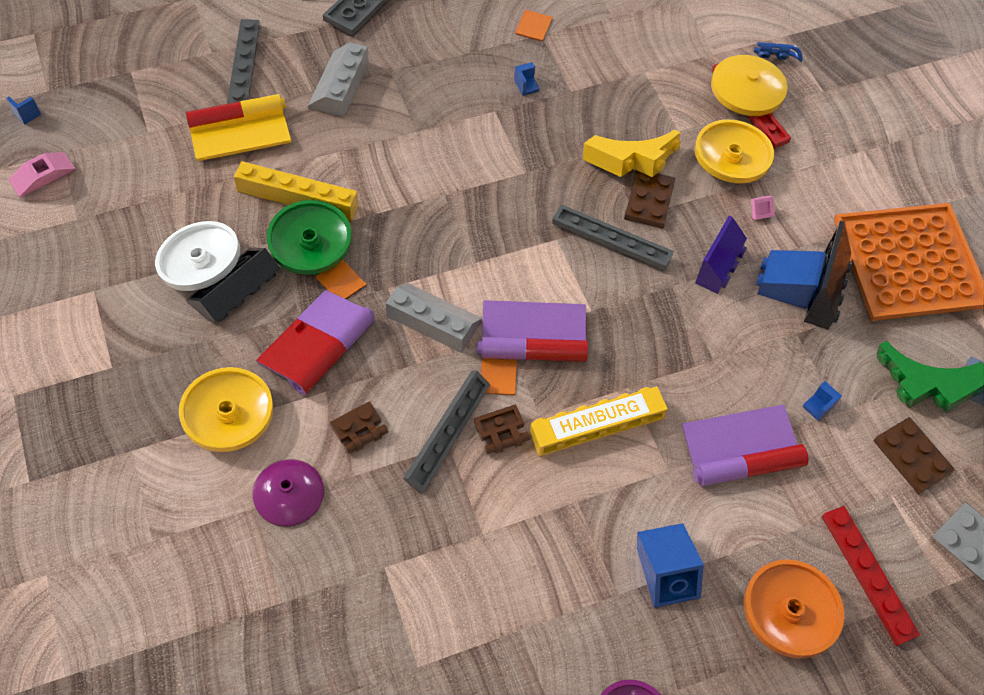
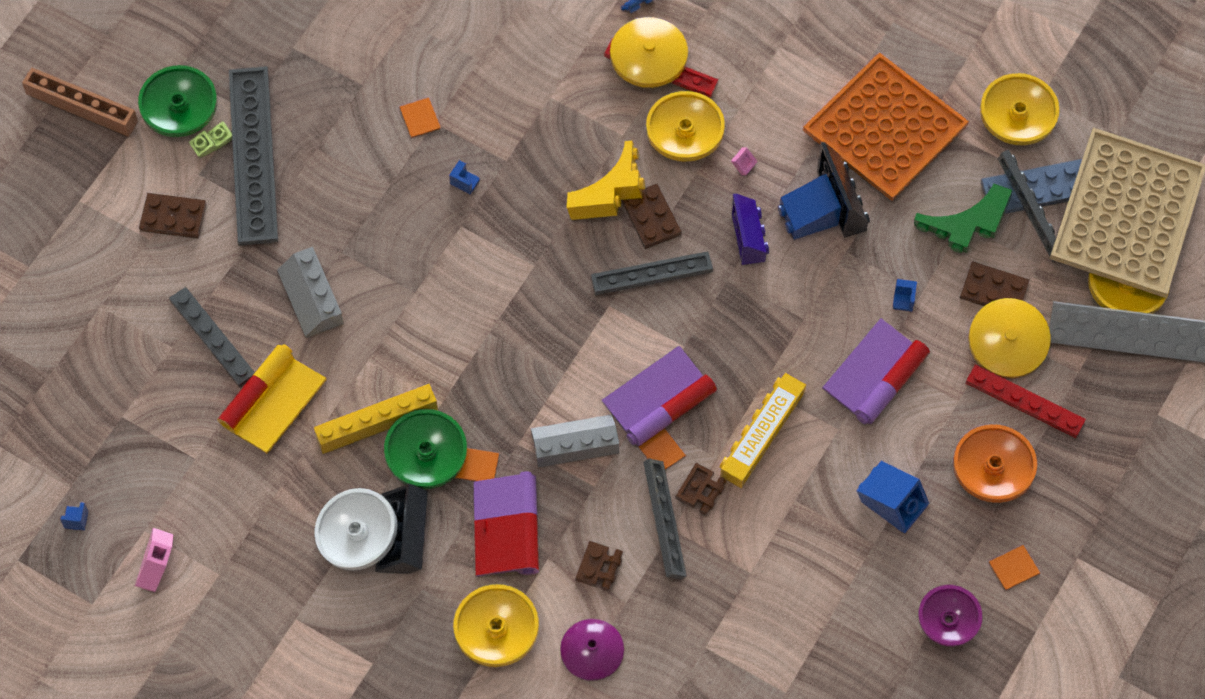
camera: 35 degrees left, 5 degrees up
(896, 506) = (1009, 338): none -> yellow dish

